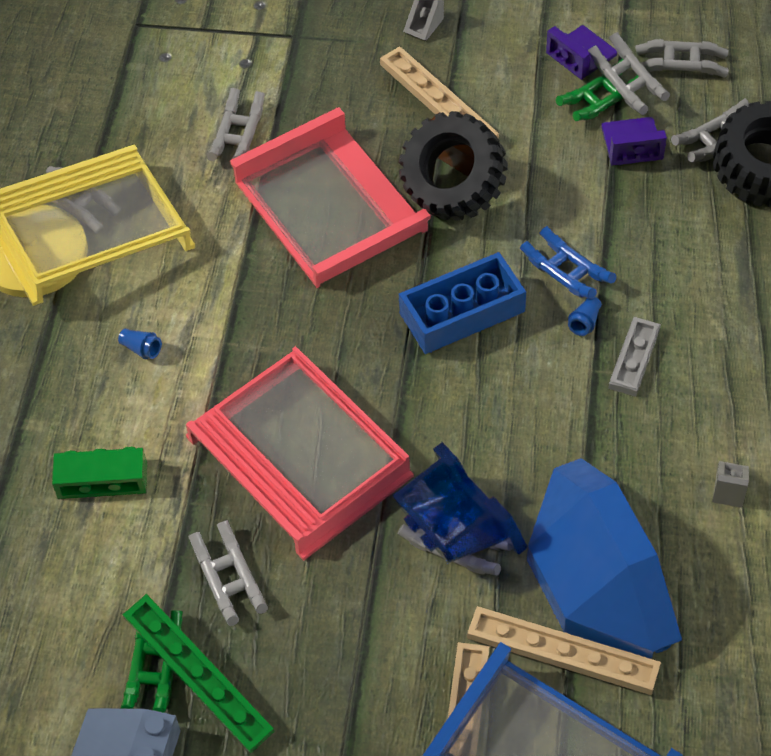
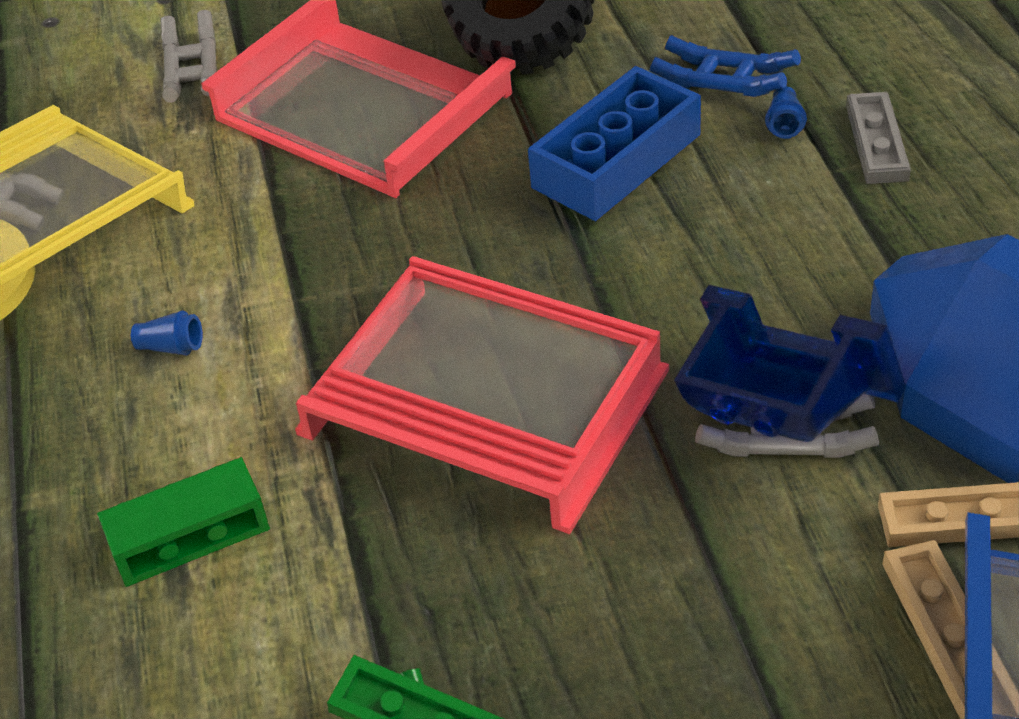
camera: 20 degrees left, 10 degrees down
(236, 558) = (460, 565): light grey piece -> none

